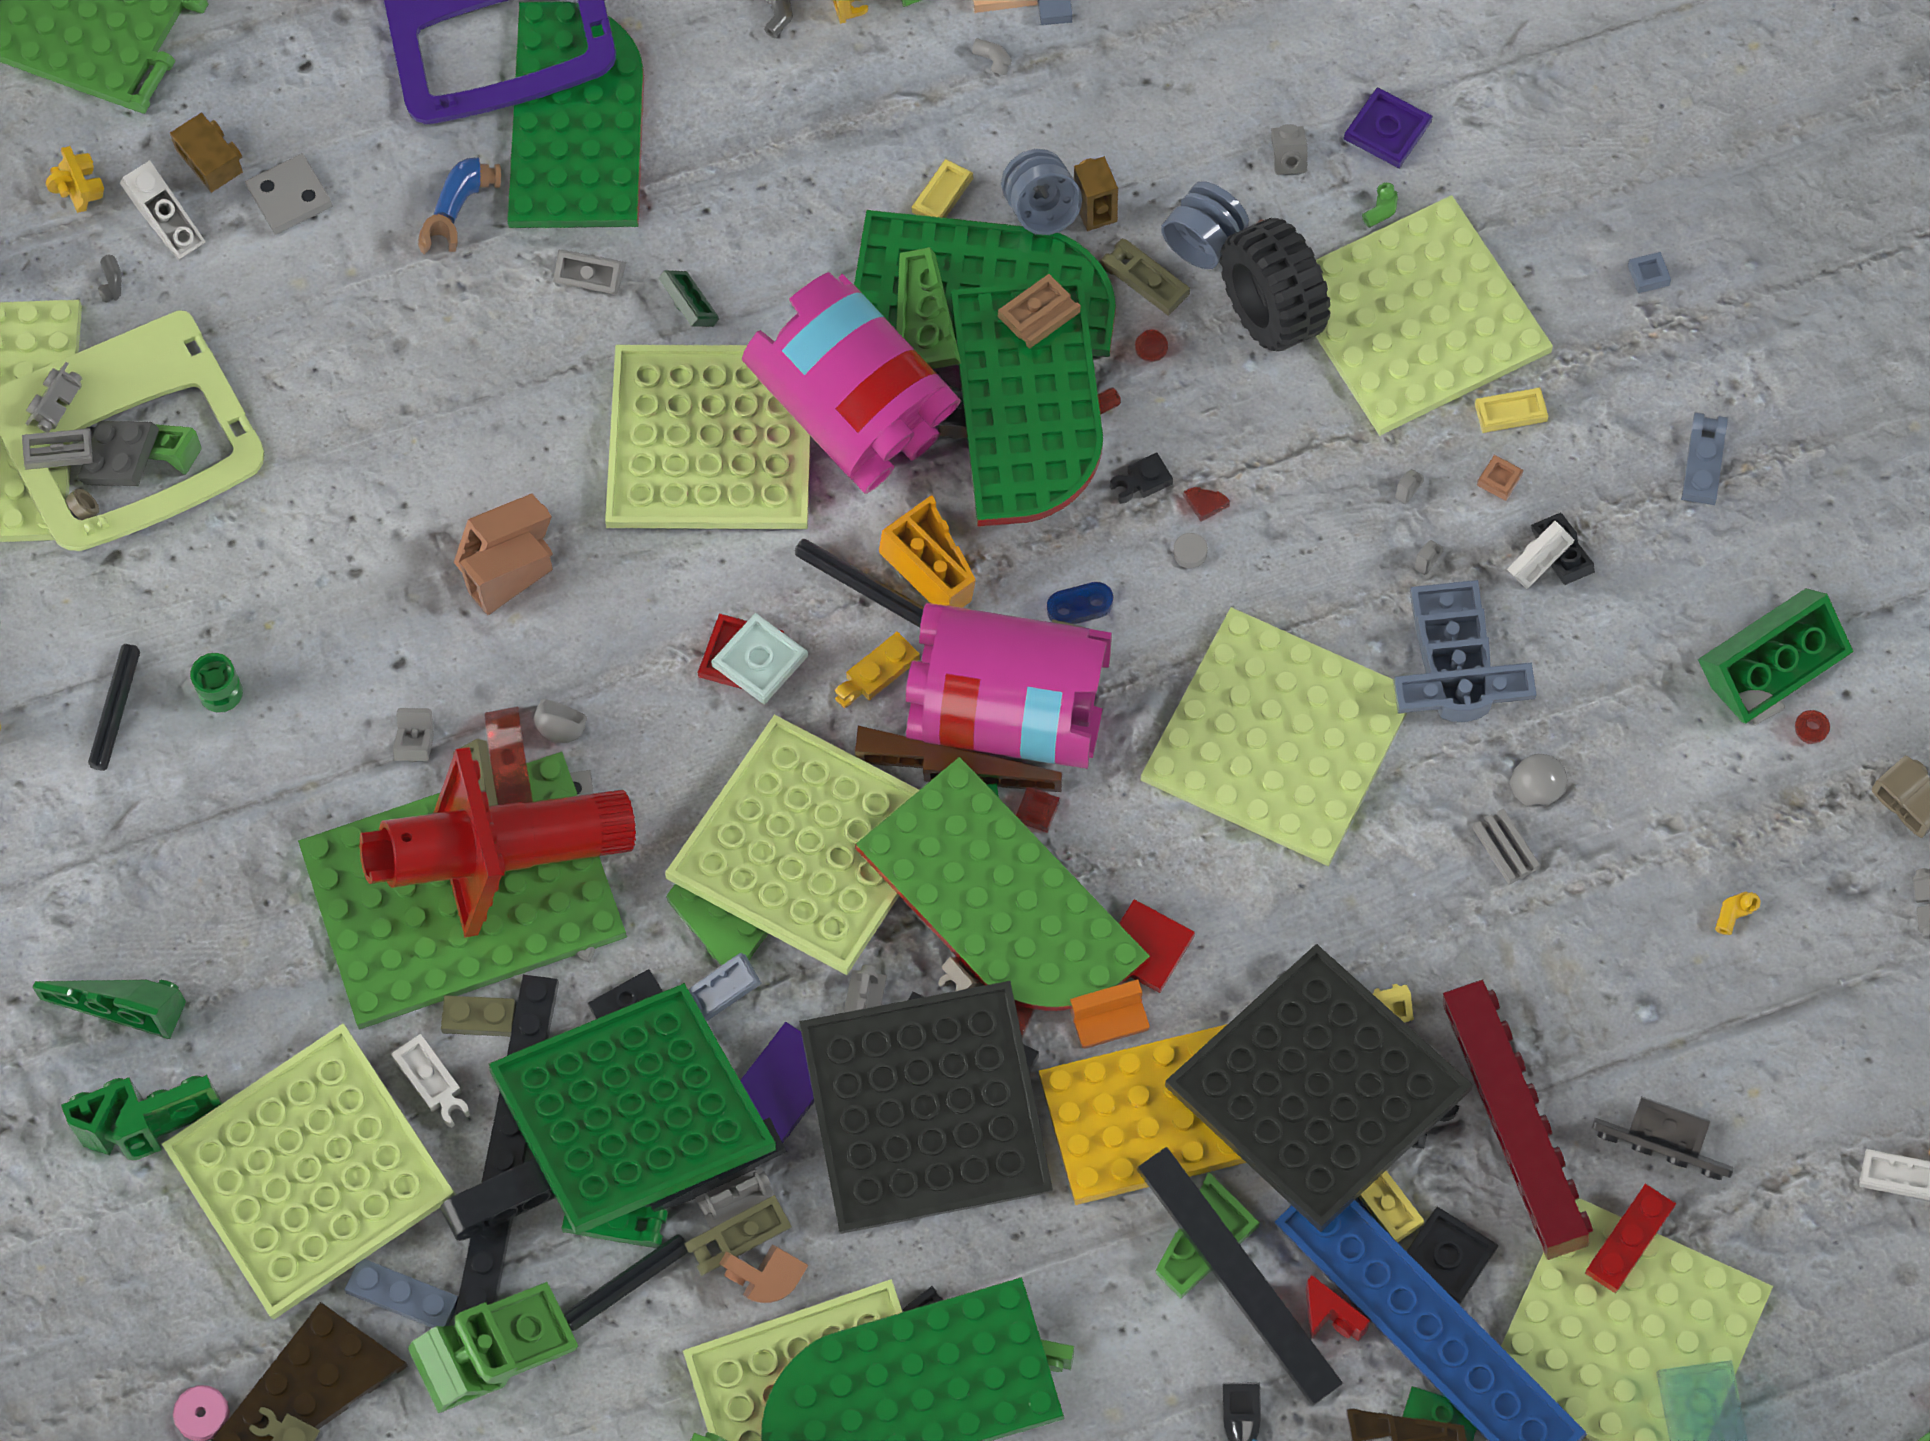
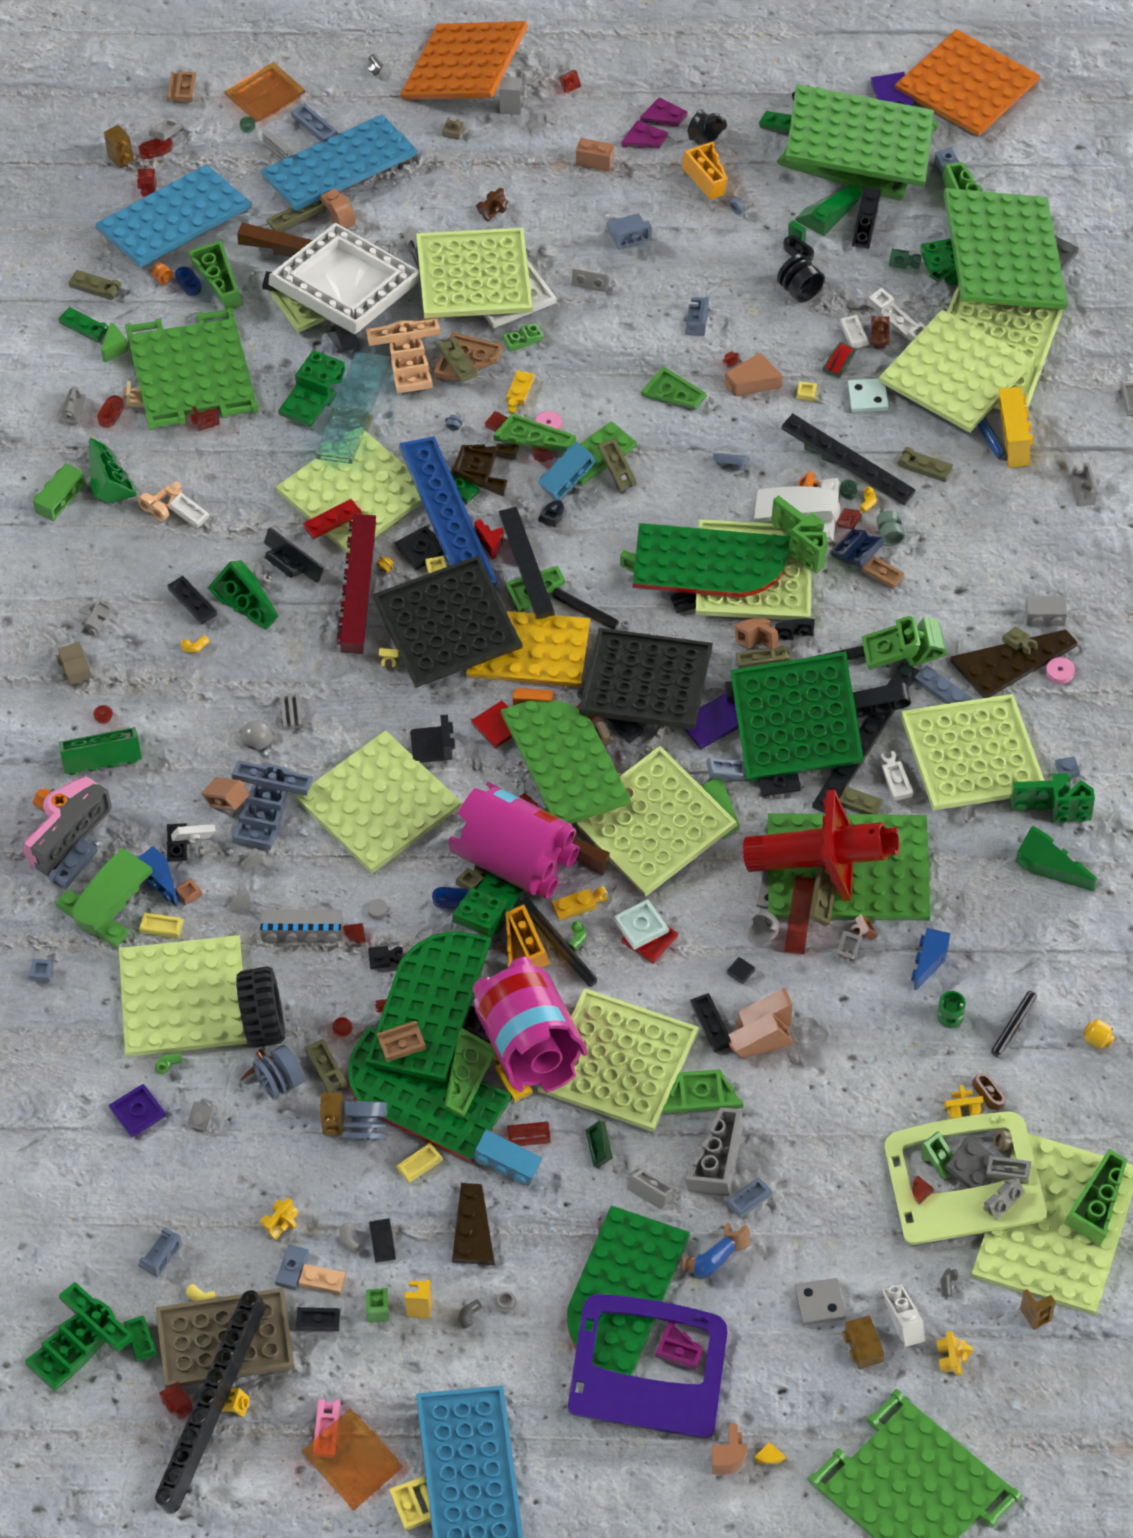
camera: 160 degrees left, 10 degrees down
(126, 578) = (989, 1090): none -> reddish brown plate
(140, 1210) = (1068, 766): none -> sand blue plate
(157, 543) = (953, 1106): none -> yellow hips
(184, 386) = (921, 1189): none -> clear red tile
(274, 770) = (932, 956): none -> blue slope
(397, 781) = (865, 927): none -> dark orange tile
(438, 299) = (749, 1197): none -> sand blue plate
(464, 60) = (679, 1348): none -> magenta wing
(502, 327) = (716, 1162): none -> light grey wedge
(564, 428) = (701, 1092): none -> bright green wing
(575, 647) = (740, 970): none -> black tile
(592, 549) = (711, 1022): none -> black tile
(715, 1309) = (801, 627): none -> black slope
(733, 44) = (505, 1302): none -> light grey plate
(793, 282) = (529, 1130): none -> clear red tile
(812, 223) = (507, 1158): none -> dark azure brick
(822, 122) = (472, 1230): none -> dark brown wing
(852, 616) = (579, 935): none -> bright green arm
(945, 70) = (382, 1240): none -> black slope
(1015, 571) = (486, 906): none -> green piece
(1096, 39) = (281, 1219): none -> yellow hips
(1096, 1231) = (585, 608): none -> black axle
(1239, 864) = (433, 742): none -> black bracket
(1292, 474) = (301, 925): none -> light grey brick
(1491, 1188) = (385, 564): none -> yellow plate
(1525, 635) = (225, 793): none -> nougat brick
(1561, 482) = (161, 877): none -> blue slope
(1616, 405) = (106, 897): none -> bright green slope
(1698, 1086) = (258, 573): none -> light grey arm
(1717, 1045) = (242, 592): none -> green wedge
(1754, 505) = (70, 816): none -> dark grey piece
(1789, 993) = (192, 600): none -> black plate

